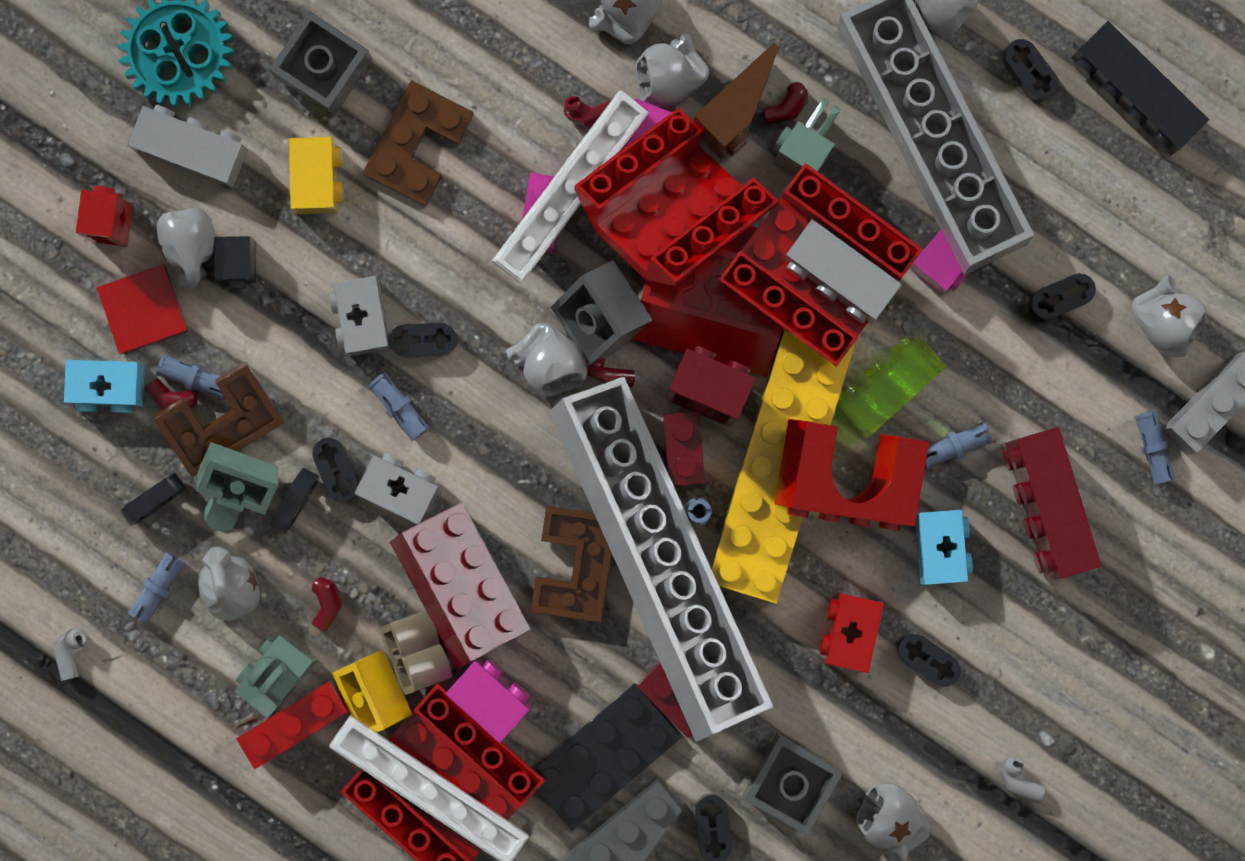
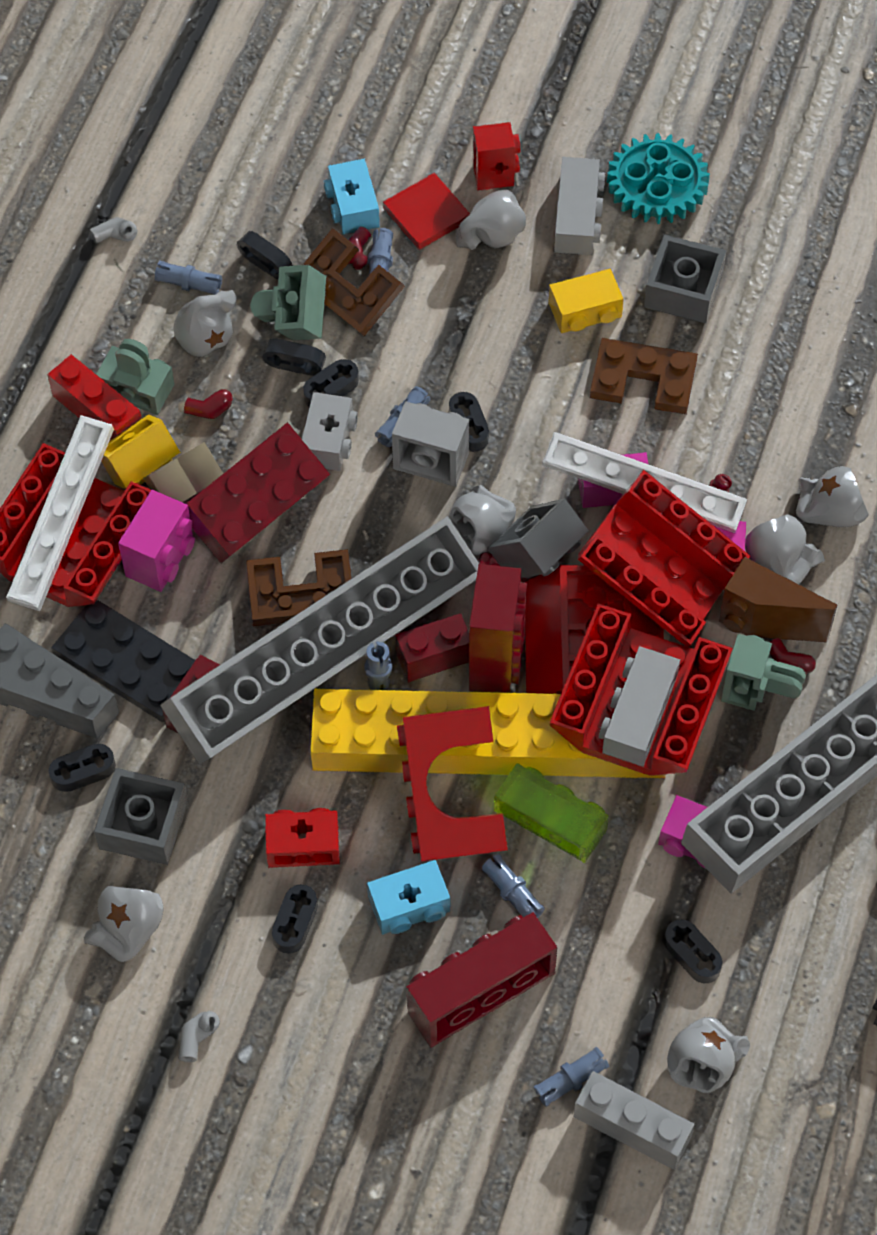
camera: 80 degrees right, 25 degrees down
(235, 261) = (490, 262): black brick -> none
(366, 296) = (474, 365): light grey brick -> none
(451, 387) = (430, 443): none -> light grey brick

